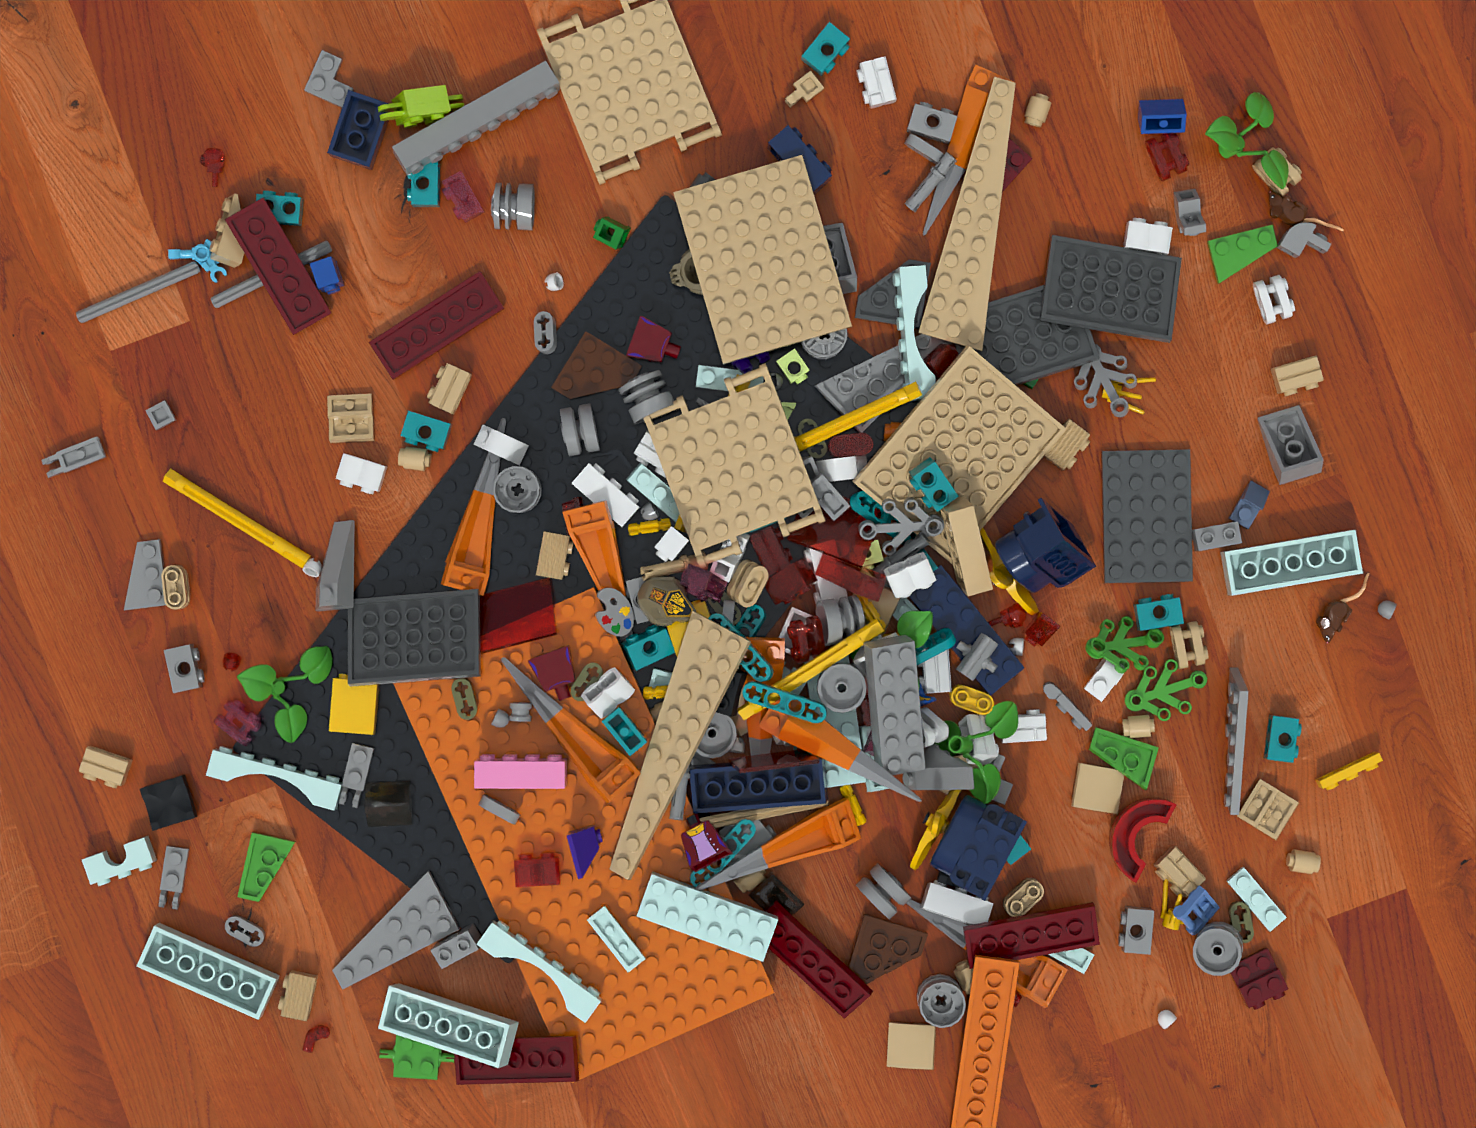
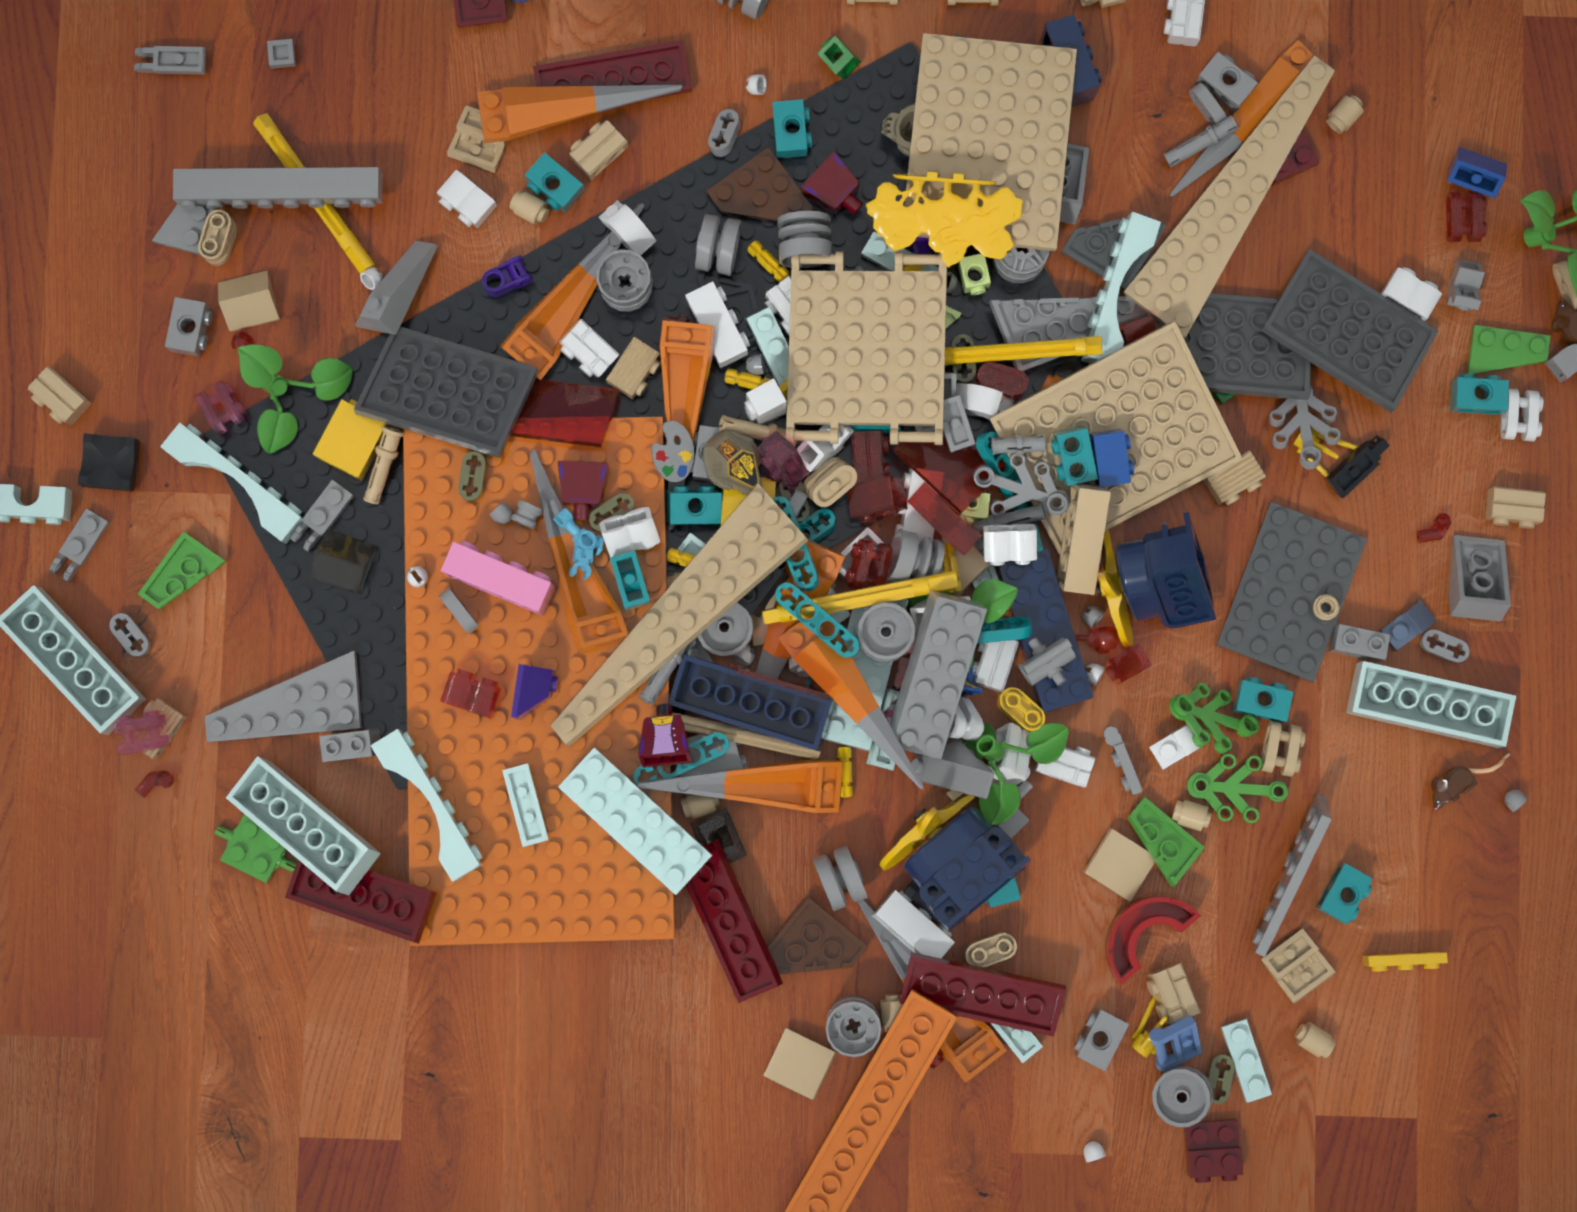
camera: 20 degrees right, 5 degrees down
(207, 527) = (278, 186): none -> light grey brick
(221, 626) = (248, 301): none -> tan slope
(295, 994) = (128, 725): none -> clear pink brick
(379, 381) = (524, 110): none -> orange plate
(386, 706) = (386, 452): none -> tan pin
(422, 522) = (508, 276): none -> dark purple piece
(457, 791) = (421, 572): none -> white hinge
(510, 555) = (588, 349): none -> white brick
(575, 715) = (584, 543): none -> medium azure piece
(598, 322) = (791, 143): none -> teal brick
(624, 423) = (768, 261): none -> yellow axle
(758, 340) = (949, 221): none -> yellow plant
(884, 494) = (1018, 444): none -> light grey pin
(962, 474) = (1111, 457): none -> blue brick
(999, 600) = (1093, 617): none -> light grey hinge
(1159, 394) = (1357, 466): none -> black hinge
(1185, 519) = (1333, 604): none -> tan plate
(1243, 419) = (1437, 530): none -> clear red arm
(1247, 296) = (1464, 398): none -> teal brick
(1284, 515) = (1445, 640): none -> light grey beam

